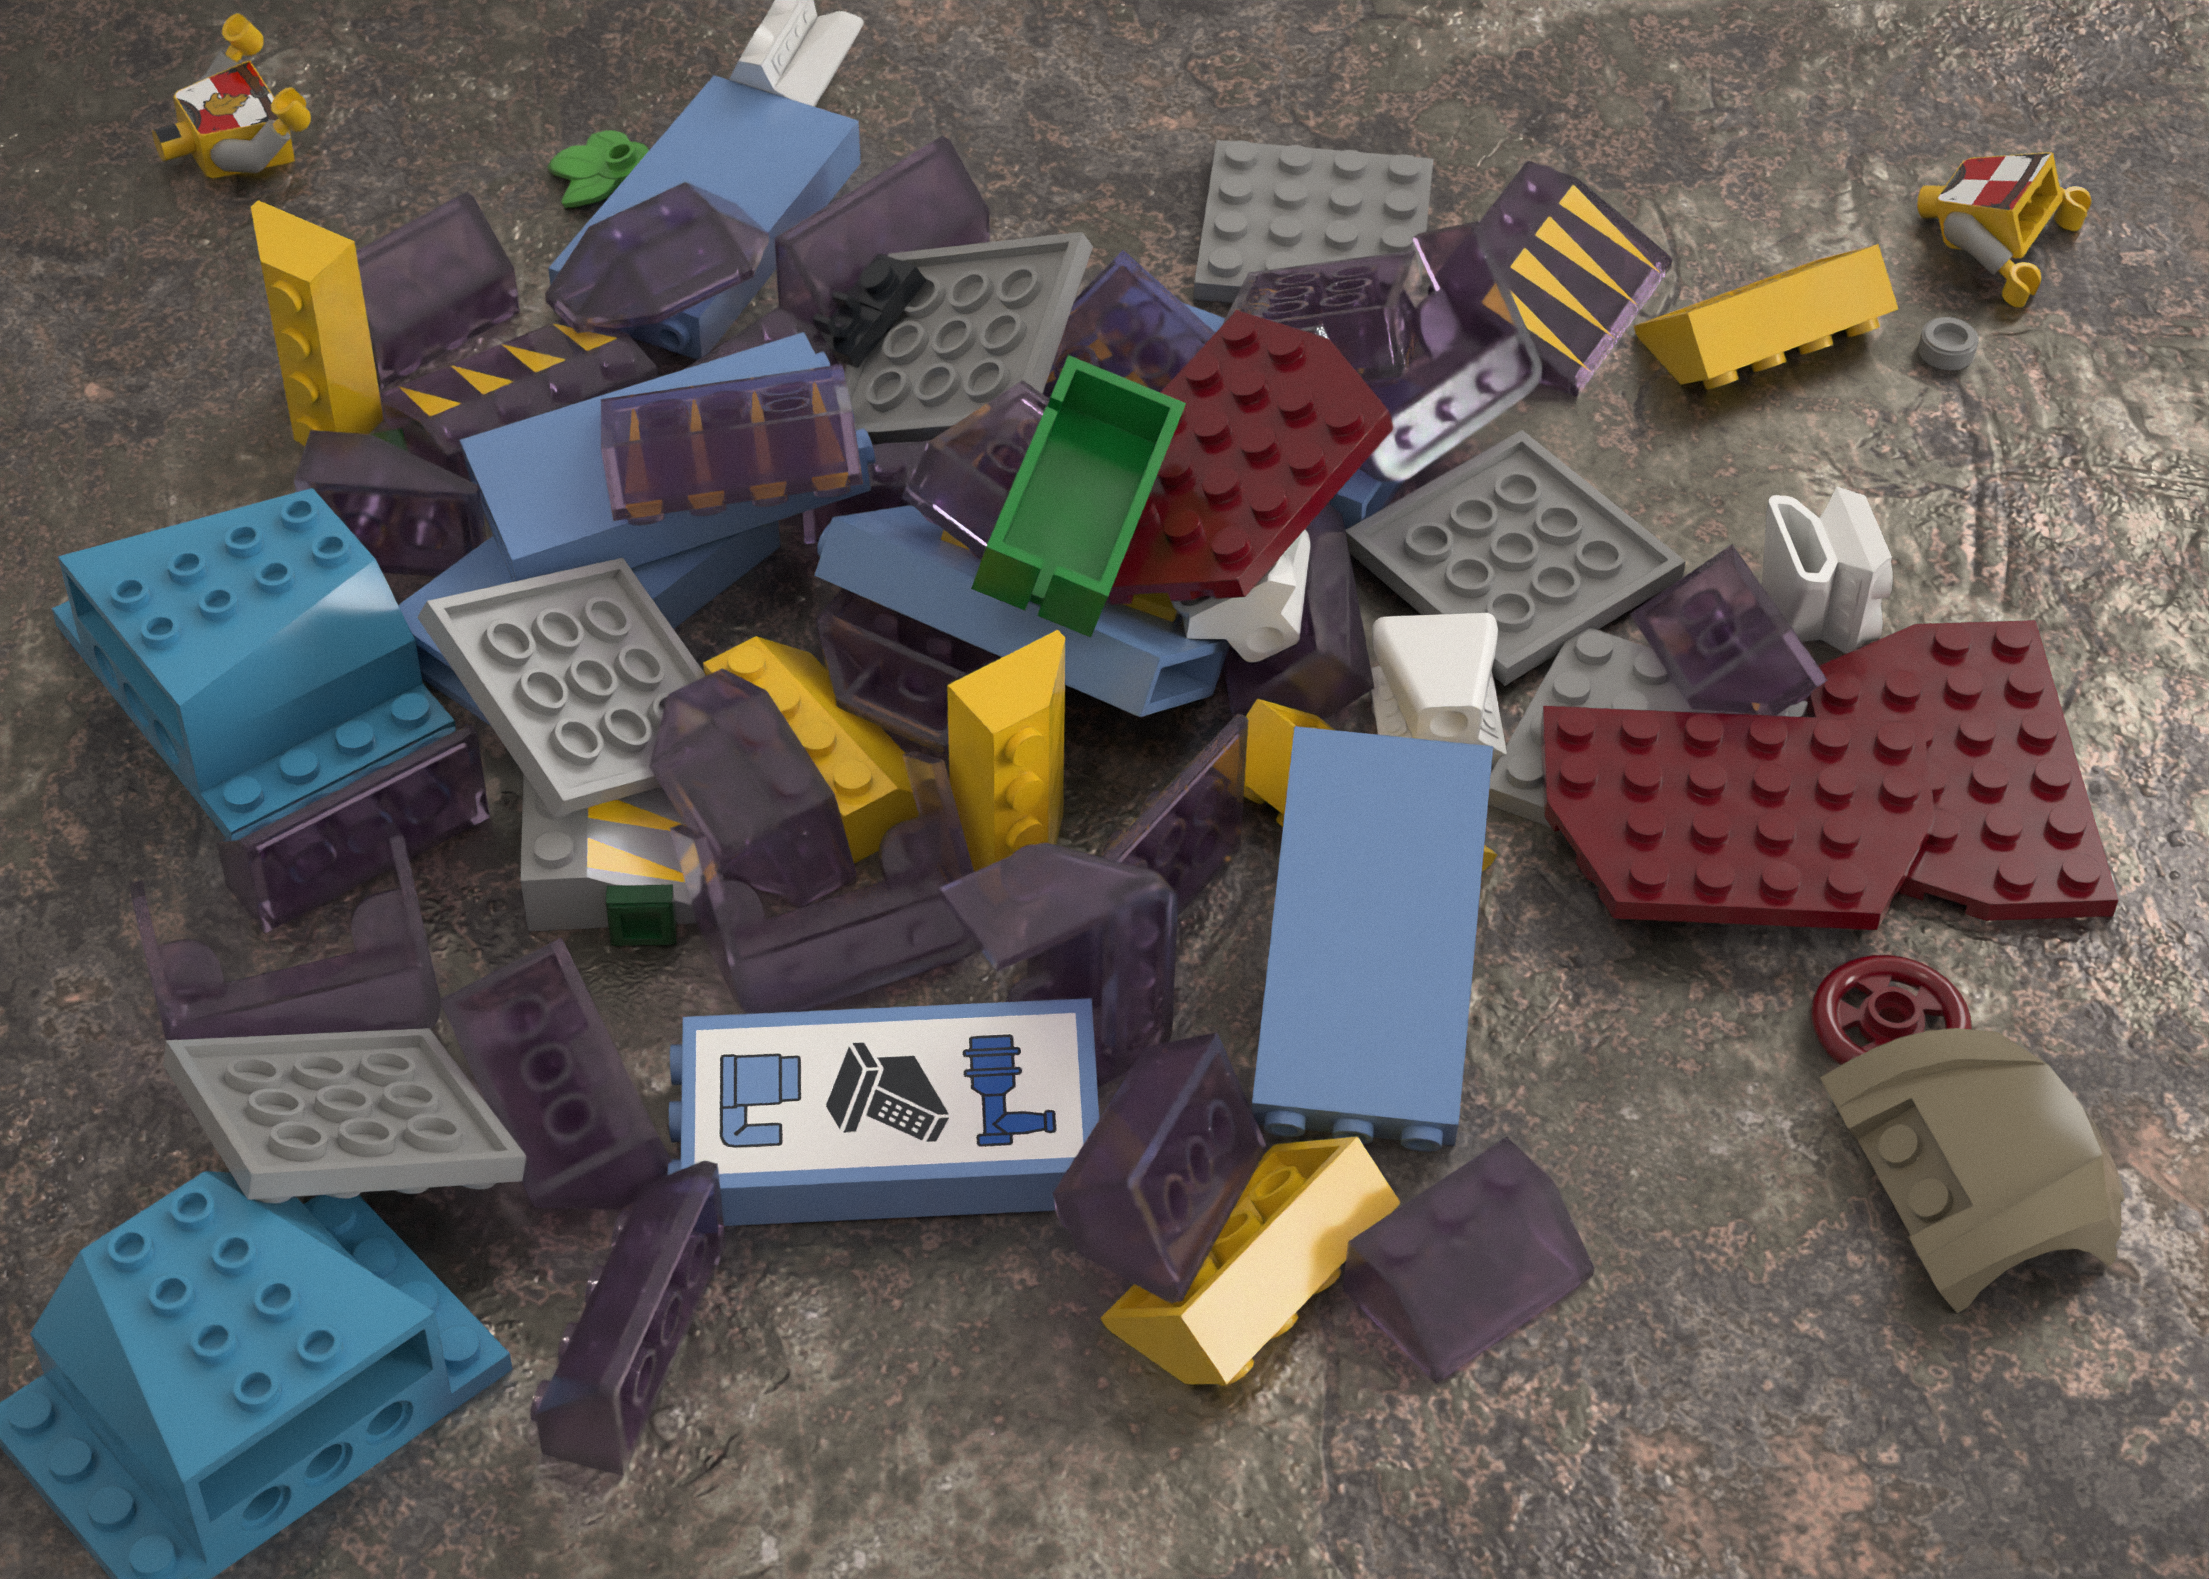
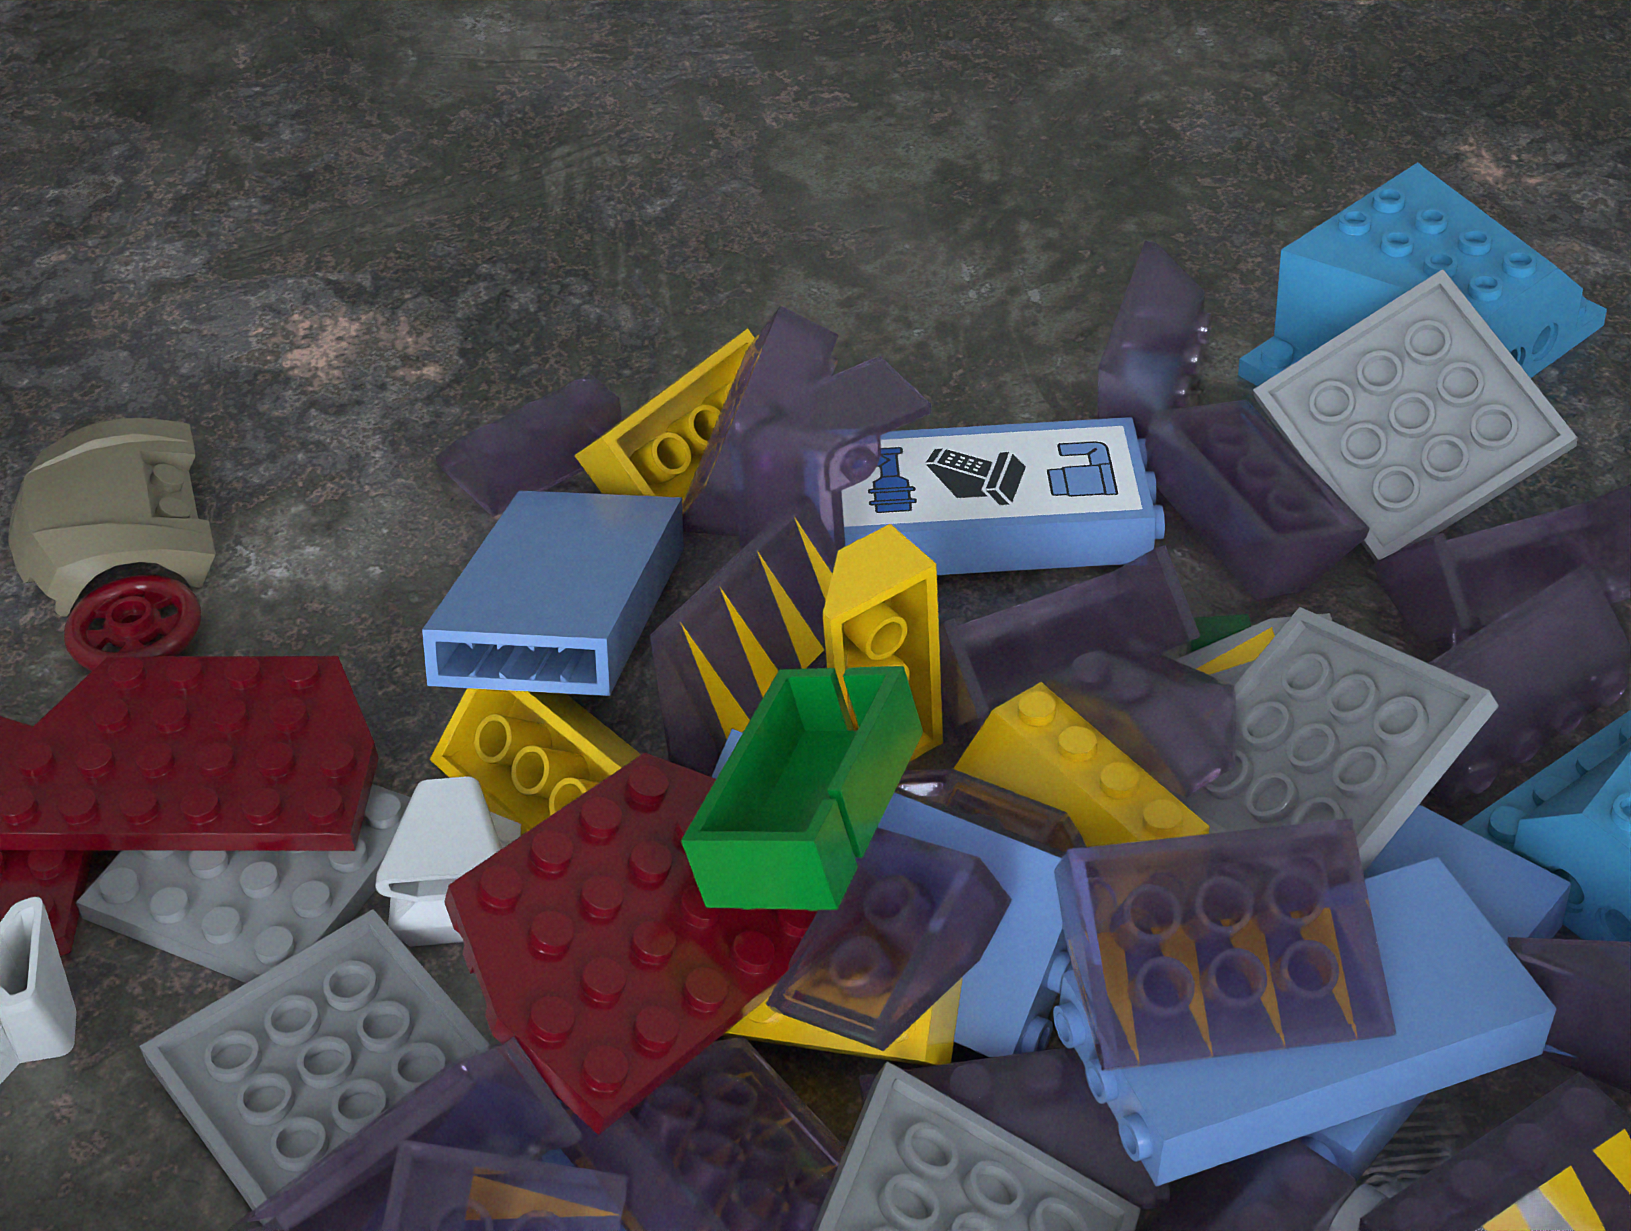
camera: 175 degrees left, 5 degrees down
(1728, 641) = (137, 910): clear purple slope -> none

